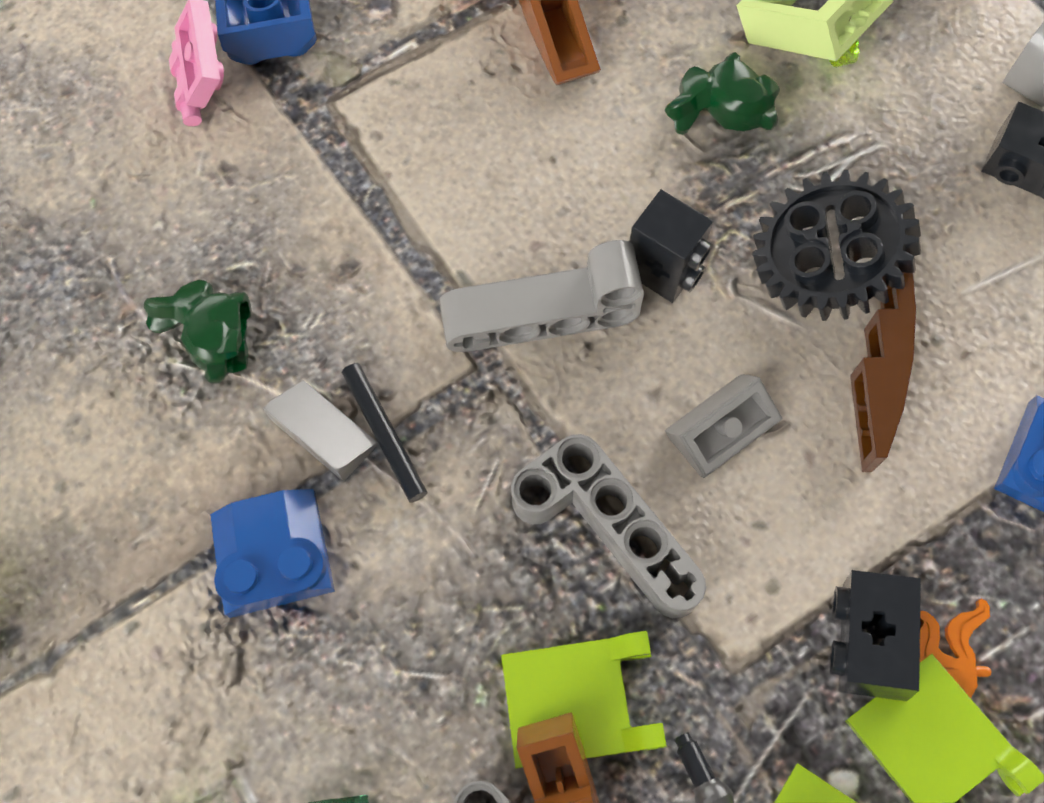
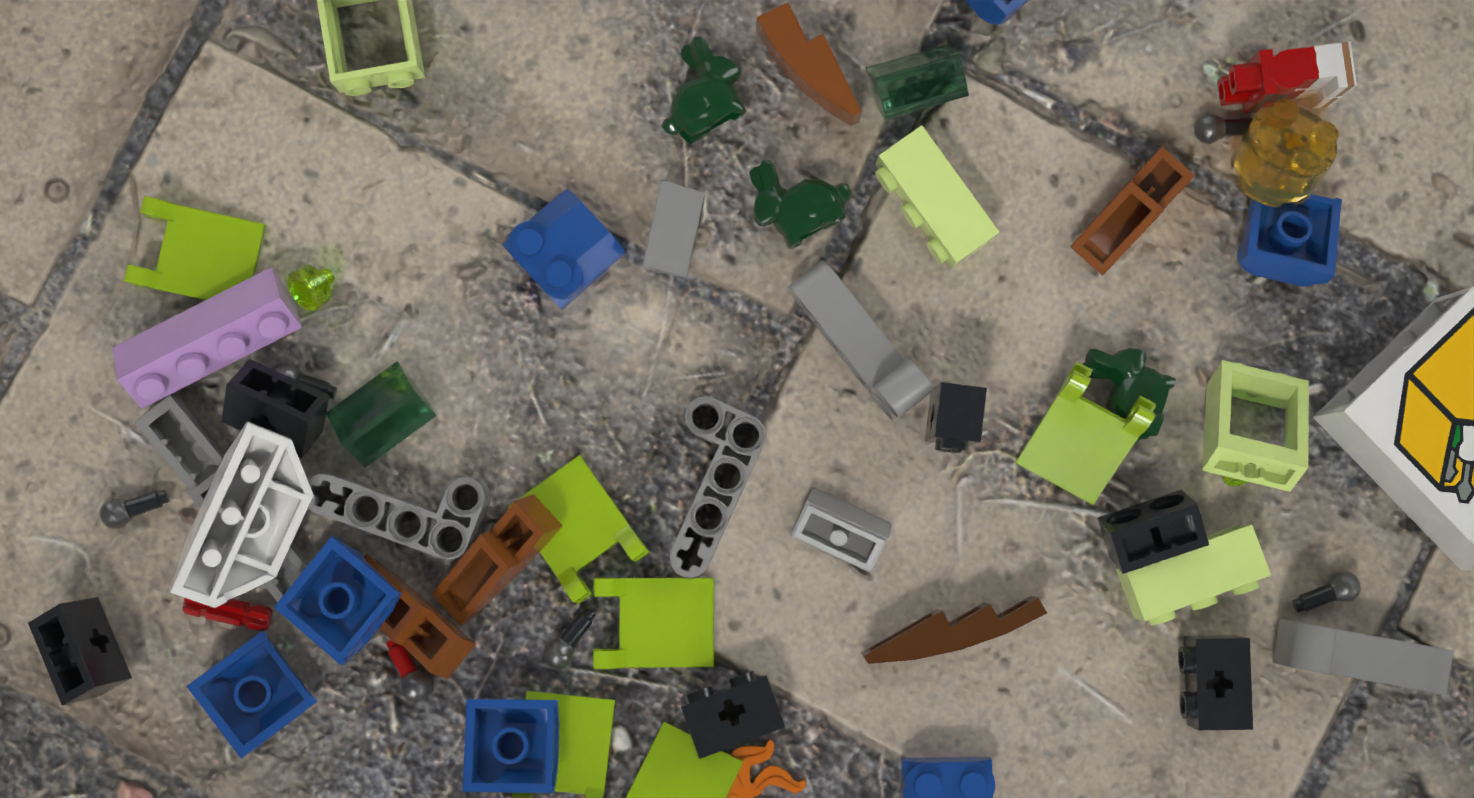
camera: 60 degrees right, 15 degrees up
(241, 215) = (808, 63): none -> dark orange slope
(322, 131) = (918, 81): none -> clear green brick
(376, 299) = (796, 210): none -> dark green animal
(384, 432) = (697, 277): black bar -> none
(441, 169) = (935, 198): none -> yellowish green brick
(734, 664) = (659, 622): none -> lime flag
(748, 153) = (1082, 442): none -> lime flag
(873, 130) = (1153, 531): none -> black brick
(885, 234) = (1057, 577): black gear -> none
(928, 126) = (1196, 577): none -> yellowish green brick
(995, 22) = (1341, 587): none -> piece

